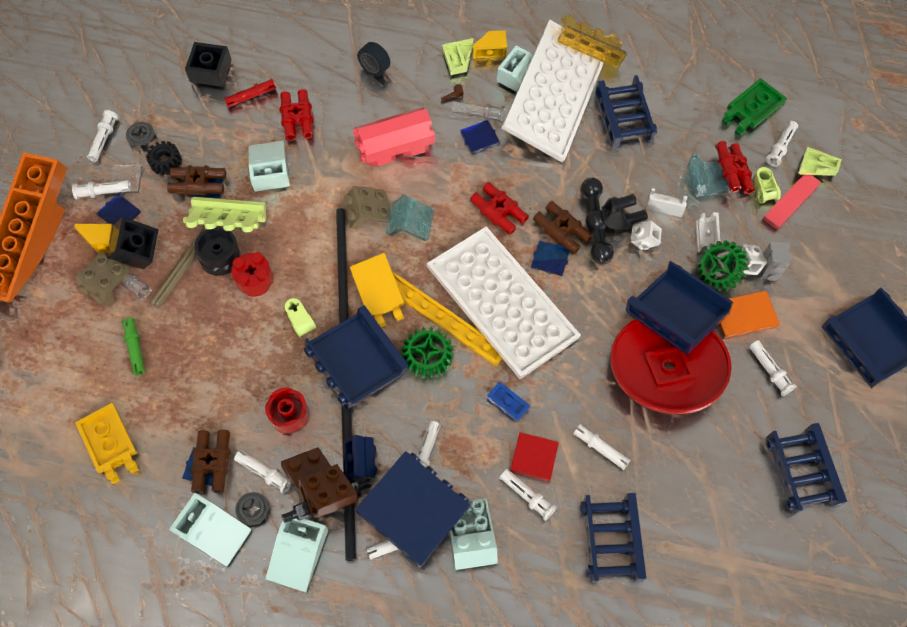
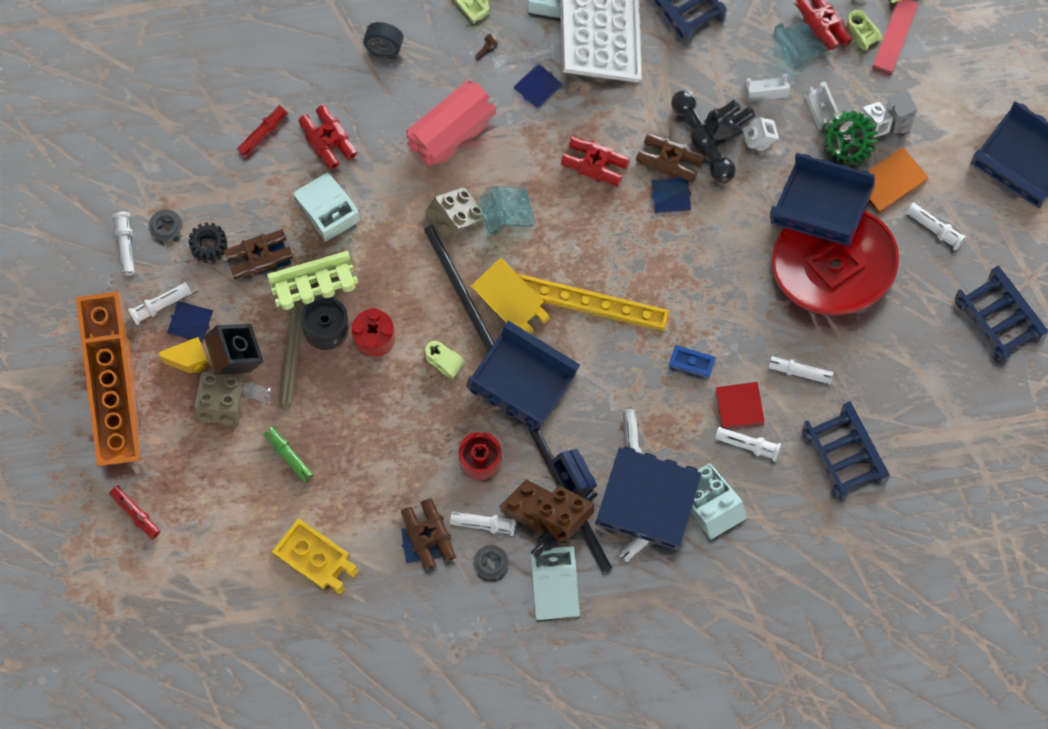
camera: 20 degrees left, 5 degrees up
(208, 64) = (200, 115): black brick -> none
(210, 529) = (462, 596): light aqua slope -> none
(412, 348) = (607, 337): green gear -> none
(503, 302) = (642, 260): white plate -> none

